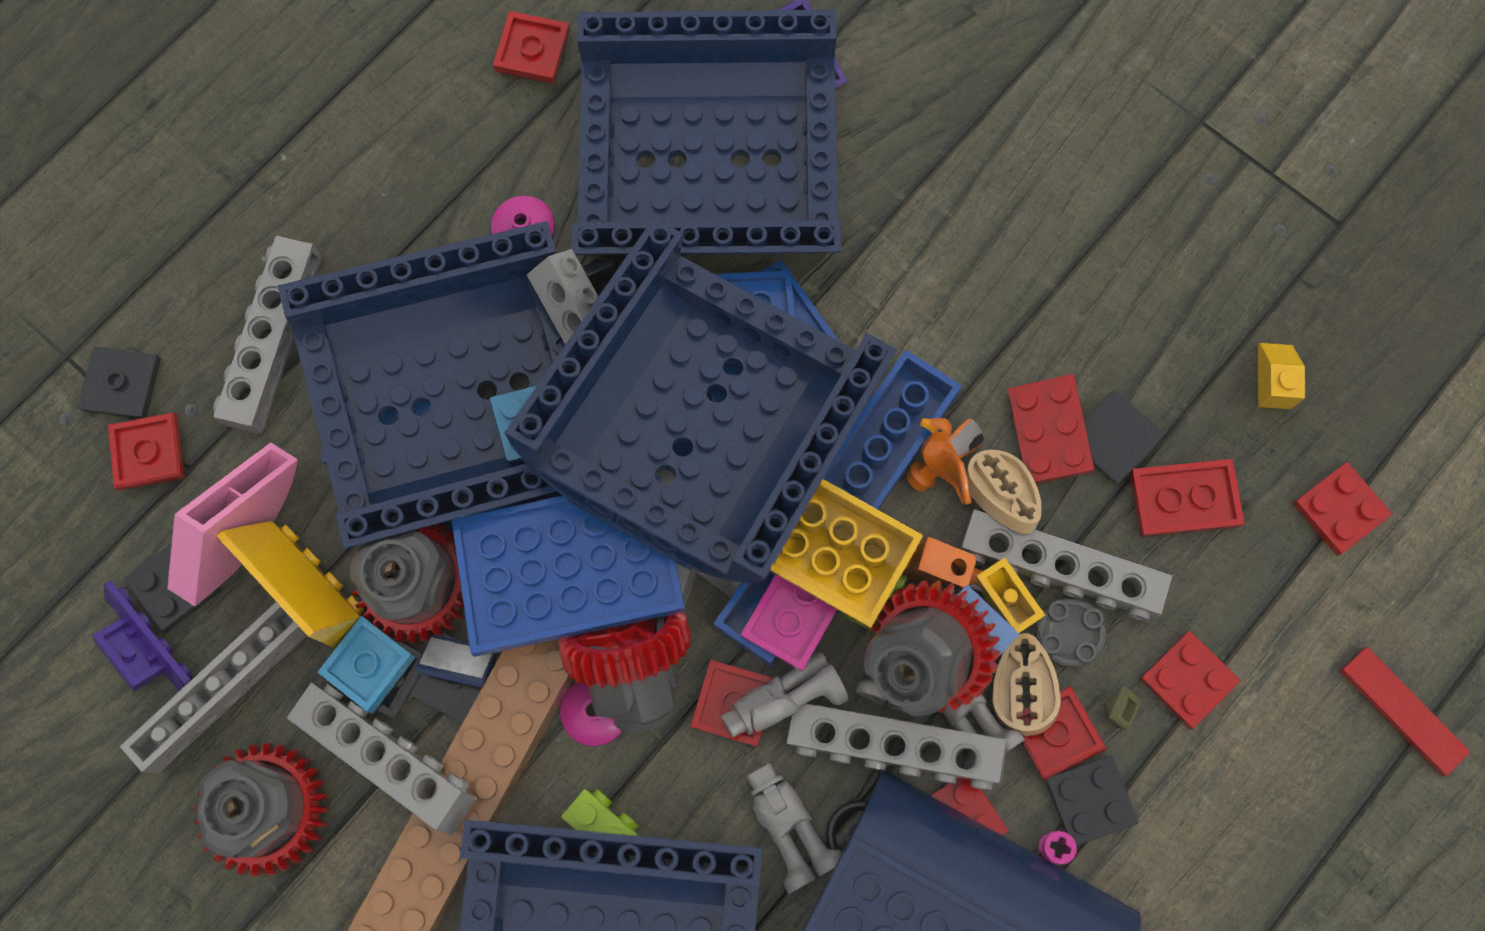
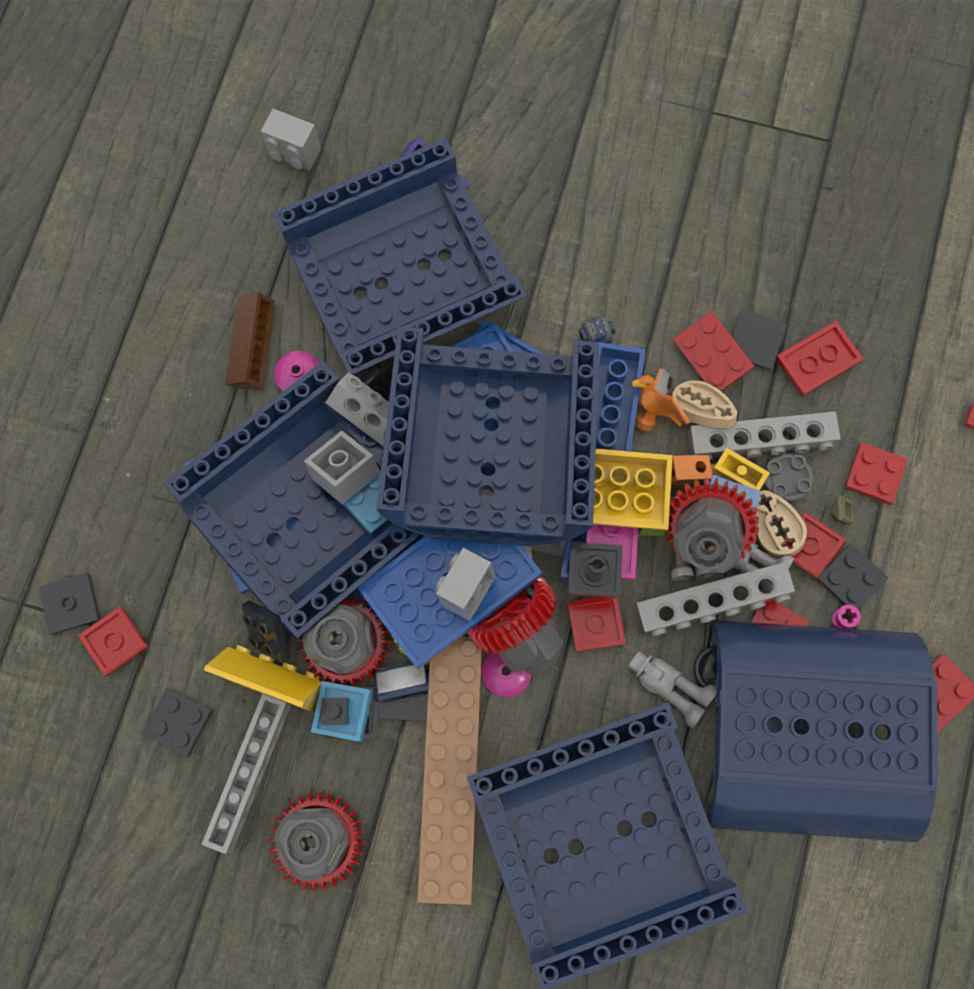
camera: 25 degrees left, 0 degrees up
(134, 647) = (173, 775): dark purple bracket -> none
(242, 498) = (202, 643): bright pink brick -> none
(273, 350) = (174, 582): light grey brick -> none
(321, 523) = (265, 631): none -> black plate
(356, 660) = (335, 711): none -> black plate
(442, 811) = (447, 776): light grey brick -> none
(483, 161) = (250, 341): none -> reddish brown brick
(506, 362) = (342, 467): none -> light grey brick
(531, 47) = (244, 250): red plate -> none
(577, 577) = (465, 584): none -> light grey brick
(592, 813) = (540, 736): lime brick -> none
(755, 635) = (595, 570): none -> black plate
(771, 704) = (621, 610): light grey piece -> none
(915, 335) = (597, 330): none -> head
(1280, 376) = (840, 255): yellow slope -> none
(1342, 508) = (917, 322): red plate -> none

